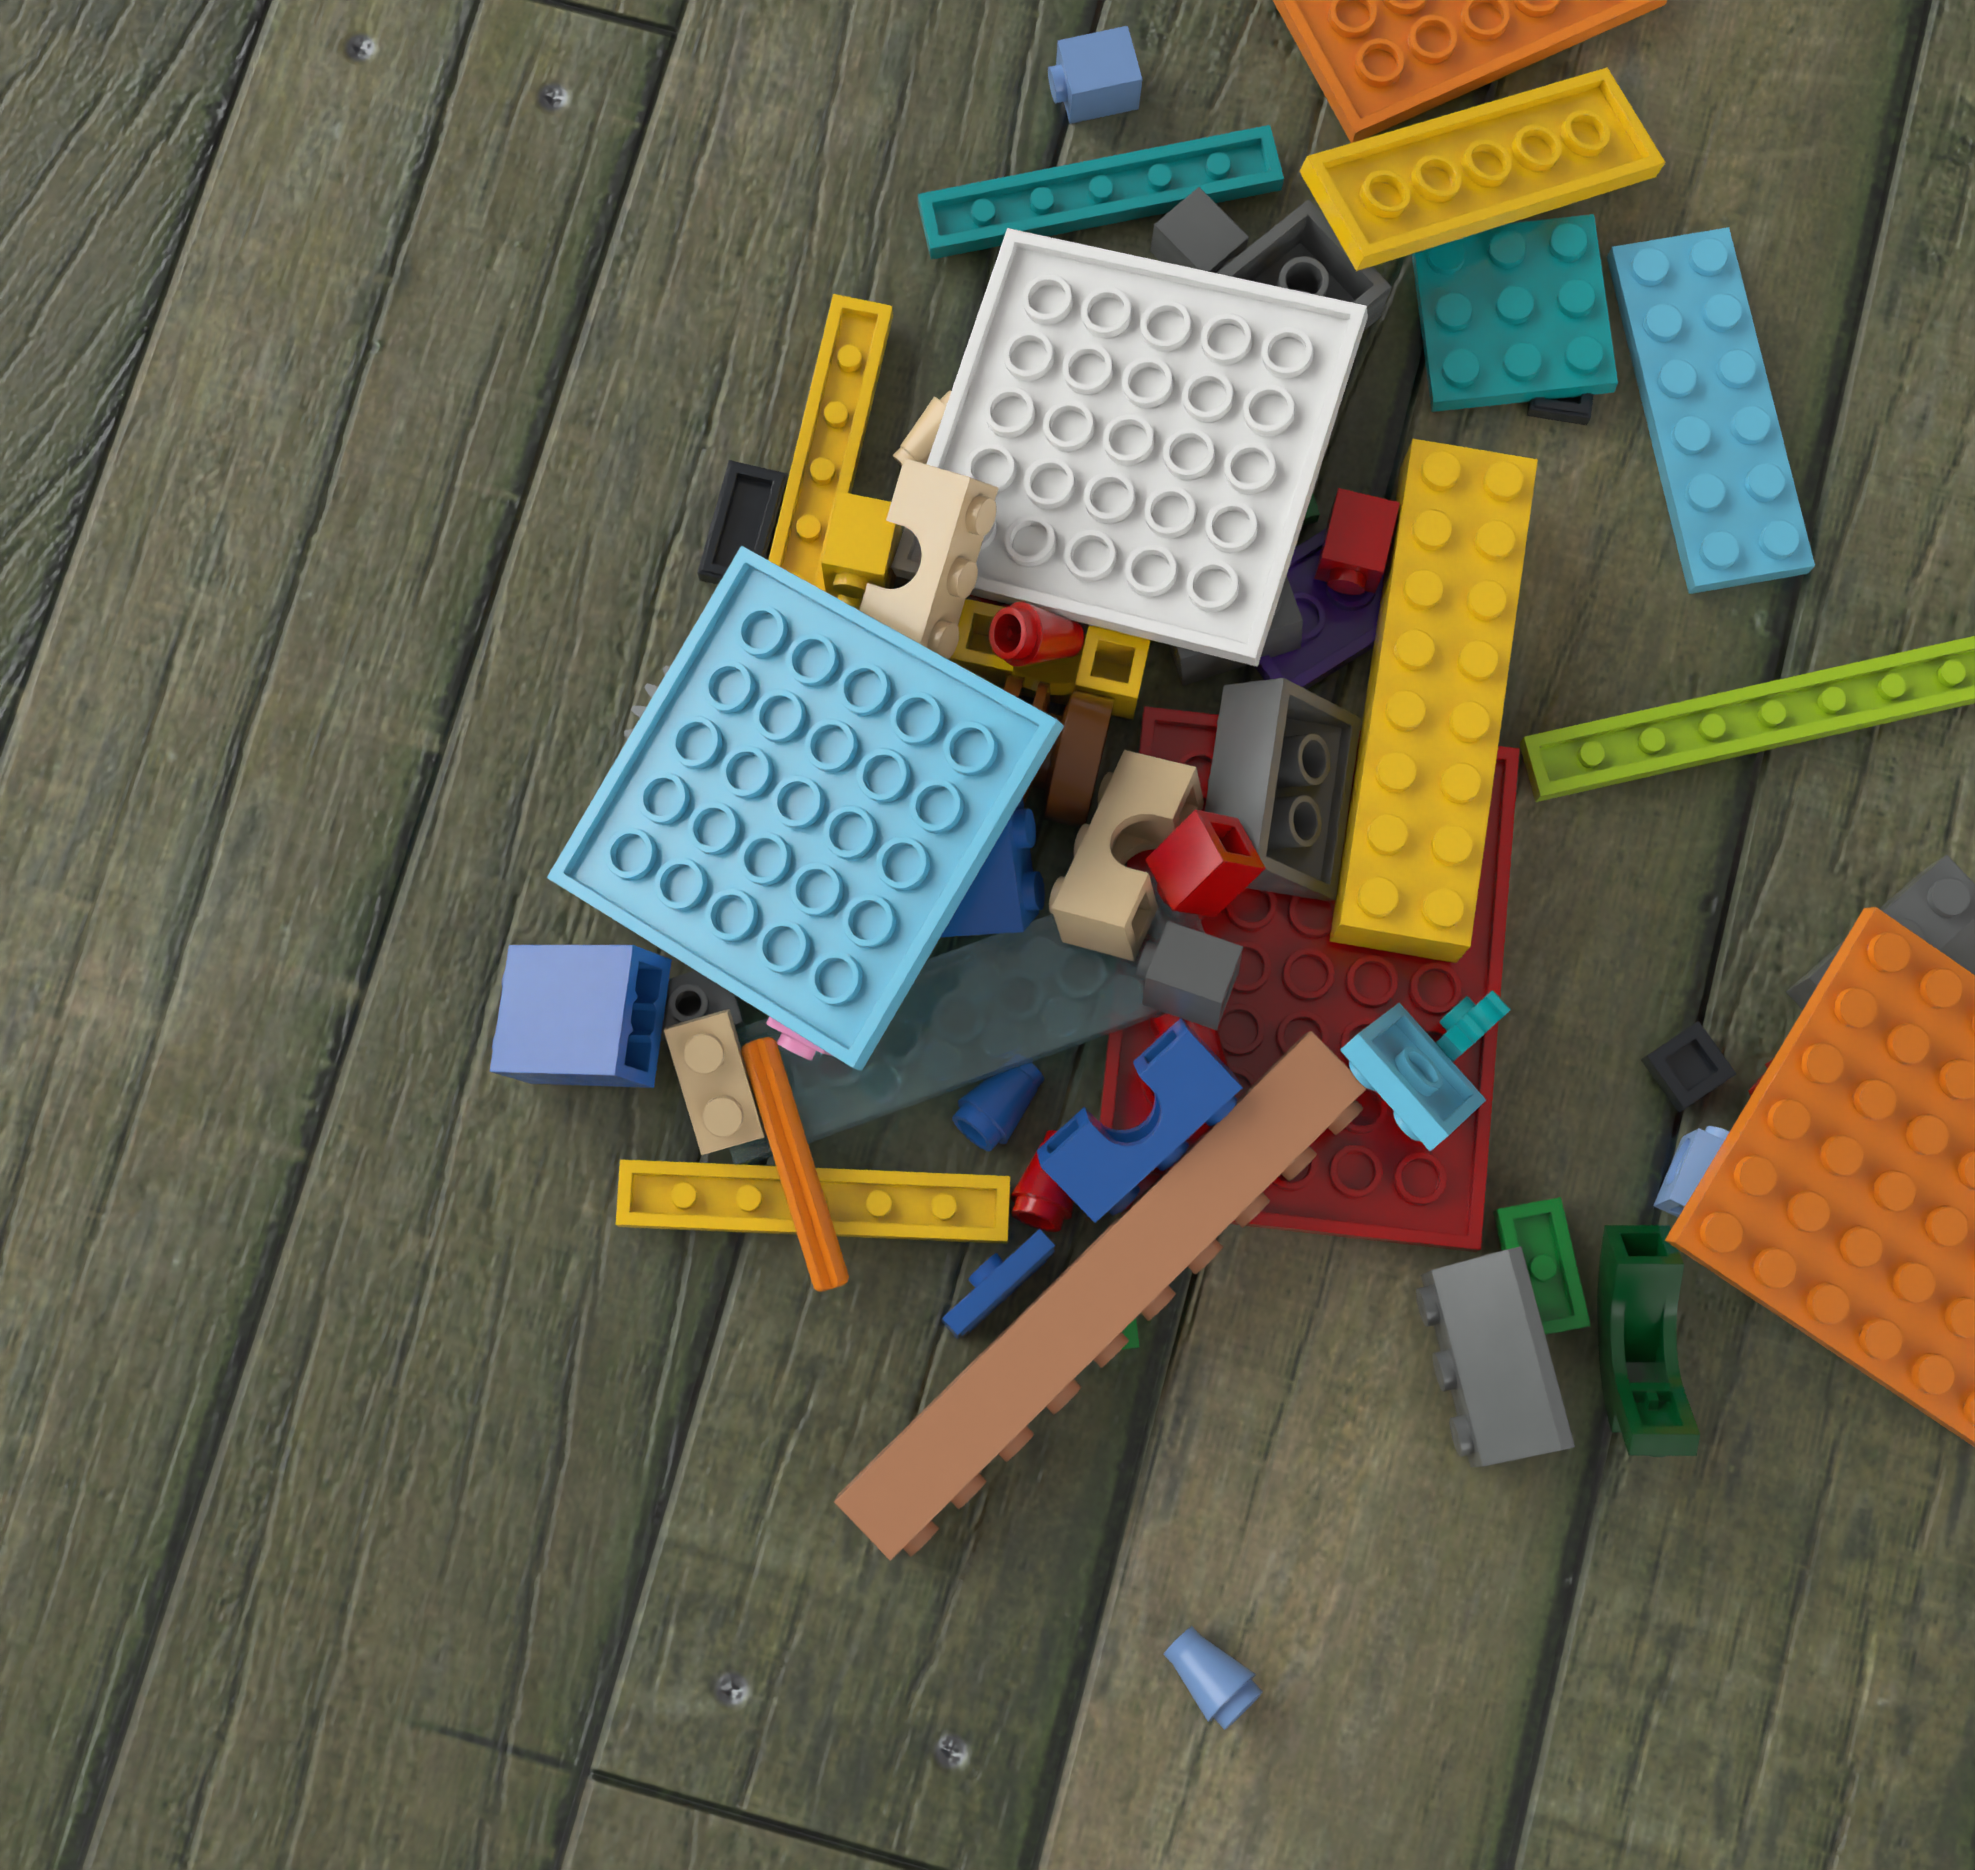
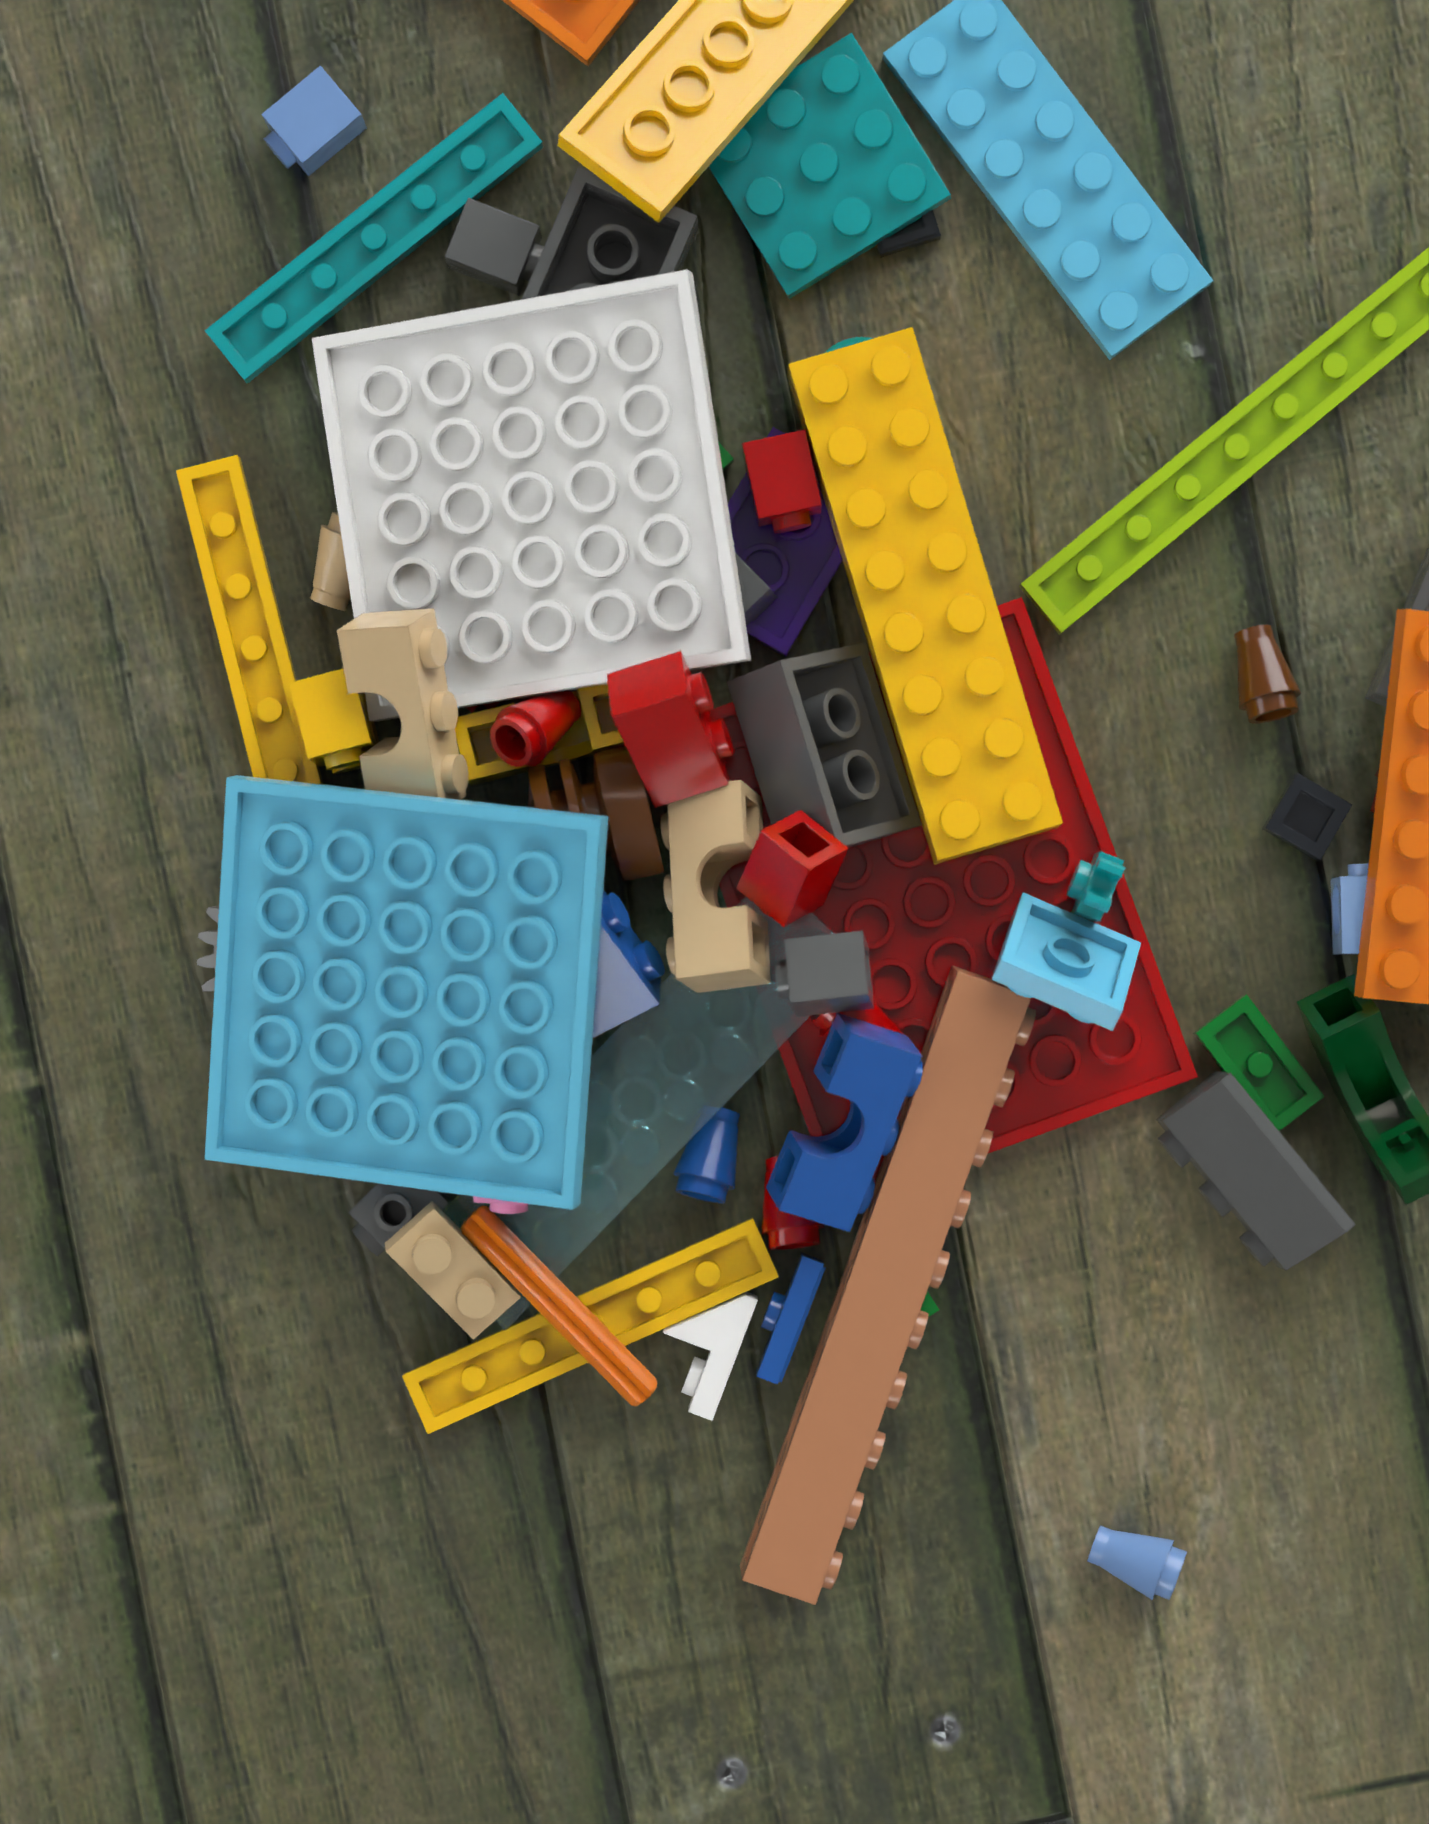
camera: 20 degrees left, 10 degrees up
(581, 1015) = (302, 1270): brick -> none
(742, 517) = (205, 731): black tile -> none
(930, 1265) = (722, 1333): none -> white slope
(1154, 689) = (669, 728): none -> red brick
(1705, 926) = (1264, 678): none -> reddish brown cone

